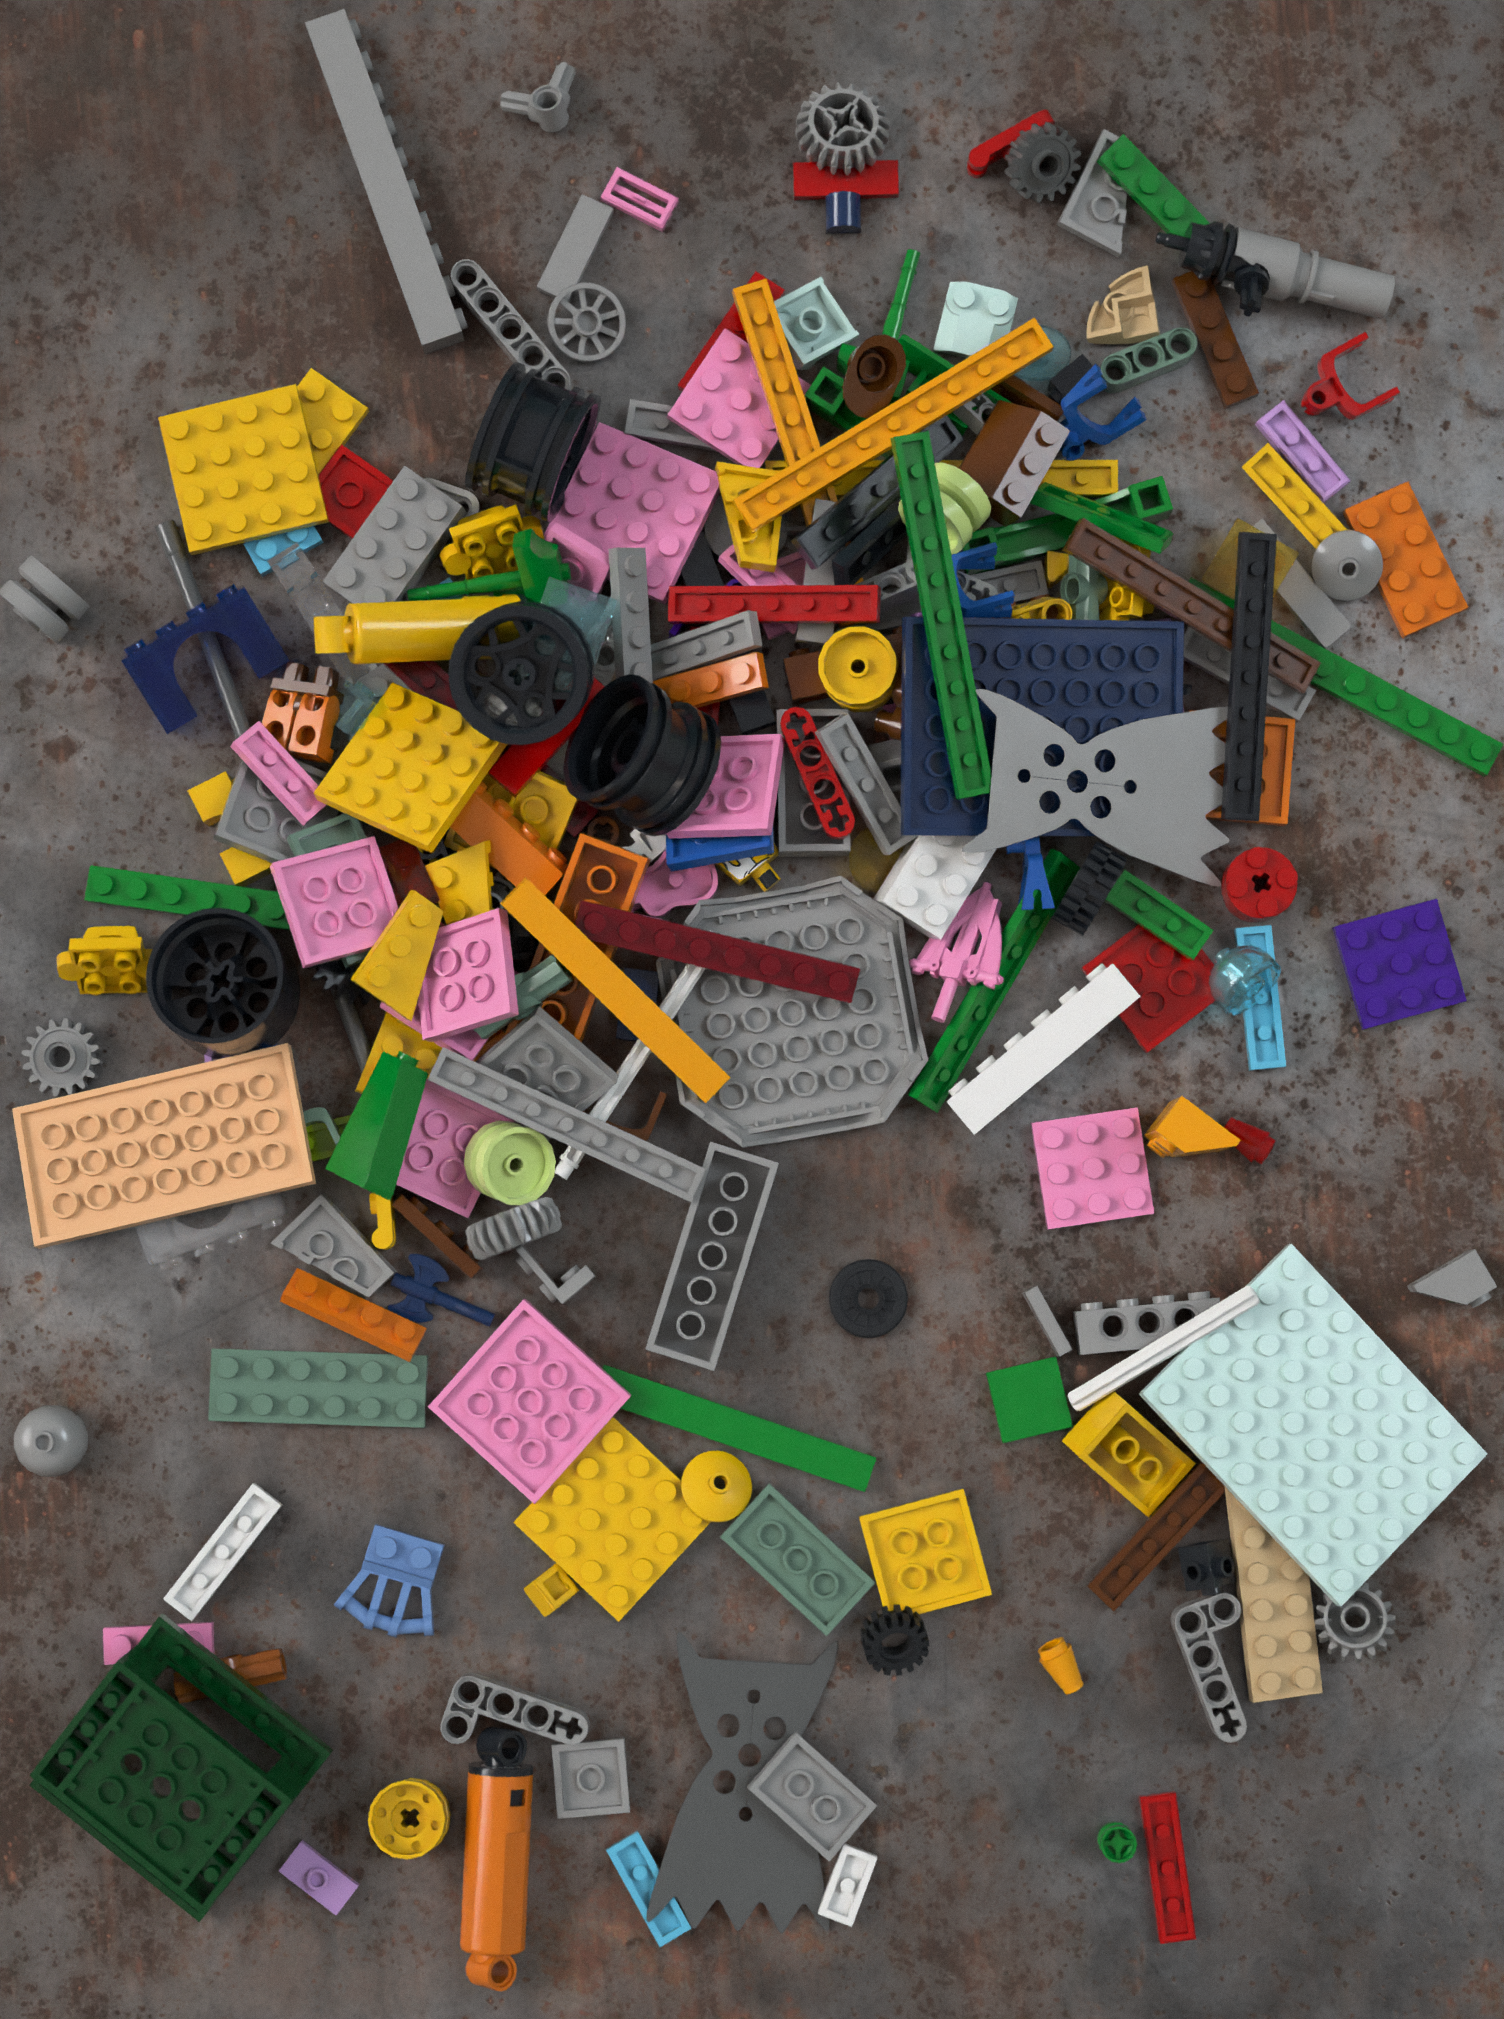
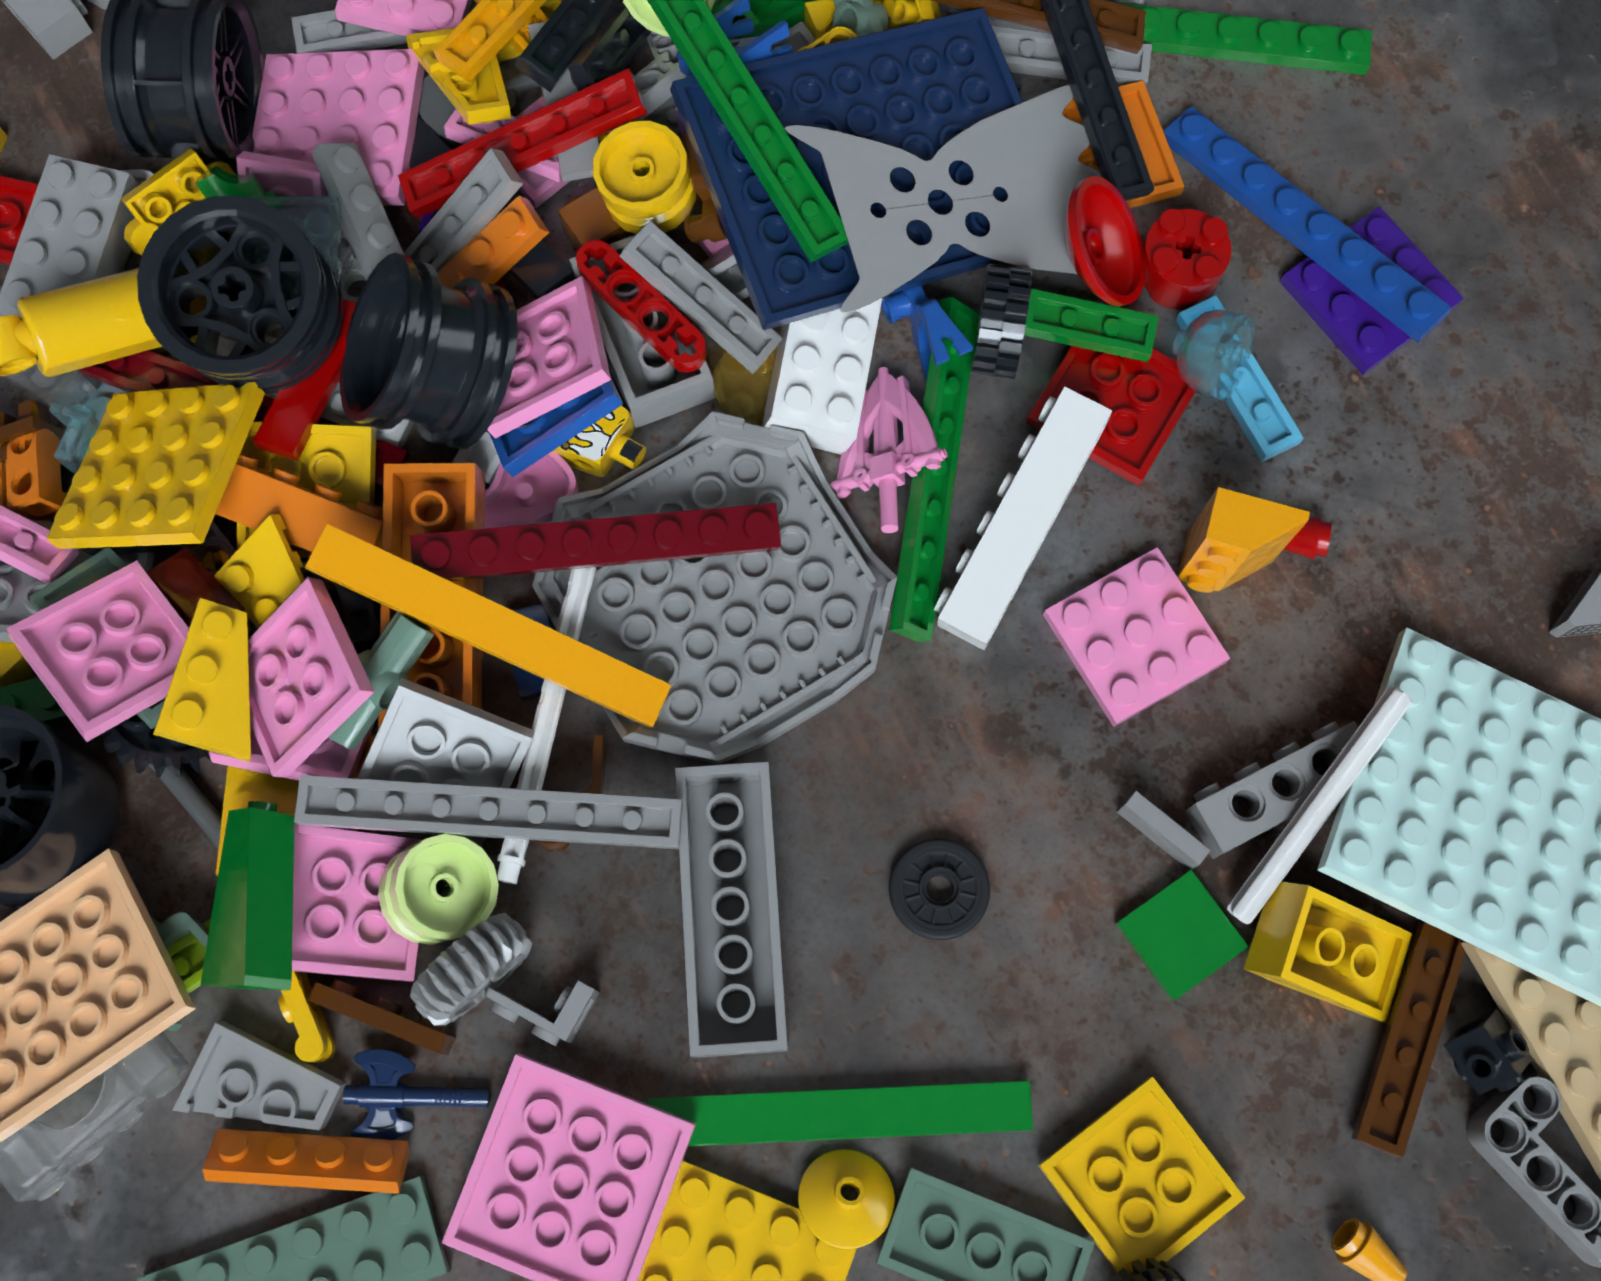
camera: 20 degrees left, 10 degrees down
(1194, 859) = (1104, 241): none -> red dish
(1366, 891) = (1306, 225): none -> blue plate

